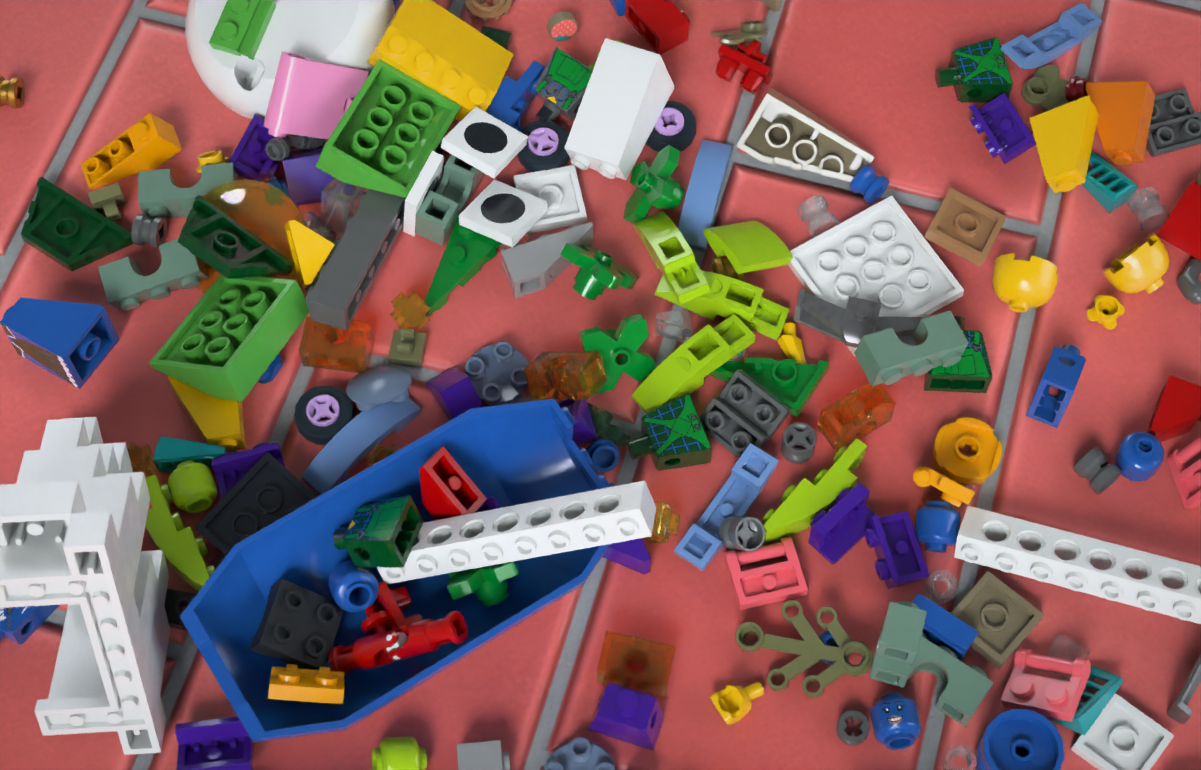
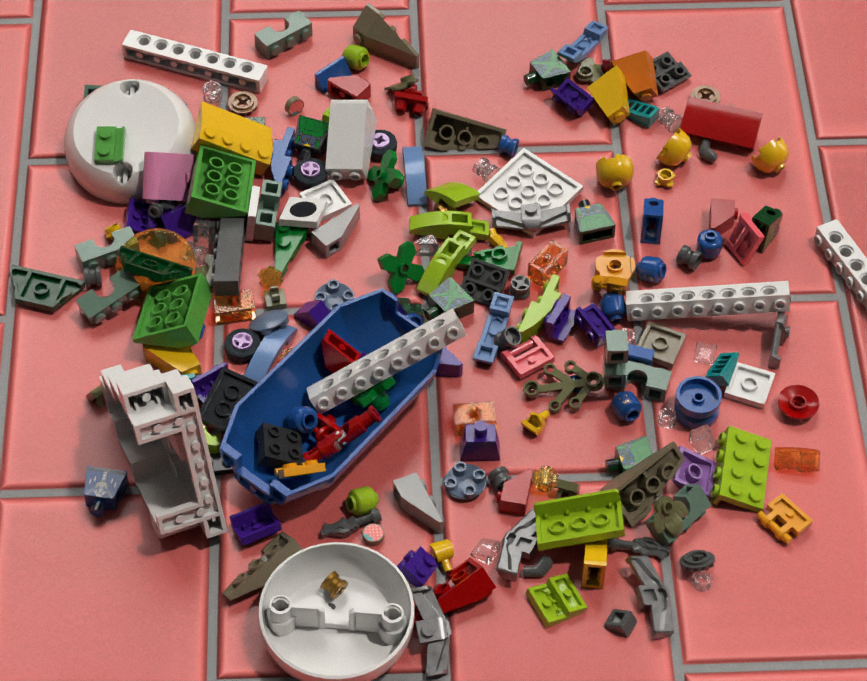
camera: 20 degrees left, 10 degrees down
(61, 336) = (67, 343): blue slope -> none
(108, 200) = (60, 266): olive tile -> none
(137, 149) = (61, 238): light orange slope -> none
(307, 251) = (198, 256): yellow slope -> none
(381, 533) = (310, 384): dark green torso -> none
(484, 142) = (279, 175): white tile -> none
(565, 375) = (384, 278): clear orange brick -> none
(596, 271) = (370, 229): green plant -> none
(665, 523) = (460, 347): clear yellow gear -> none
(672, 256) = (412, 206): lime slope -> none
(863, 730) = (604, 412): dark grey bush -> none
(889, 359) = (577, 214): sand green arch -> none
(965, 227) = (571, 153): medium nougat plate -> none
(1025, 474) = (651, 269): none -> blue head
(1042, 694) = (707, 368): coral plate -> none

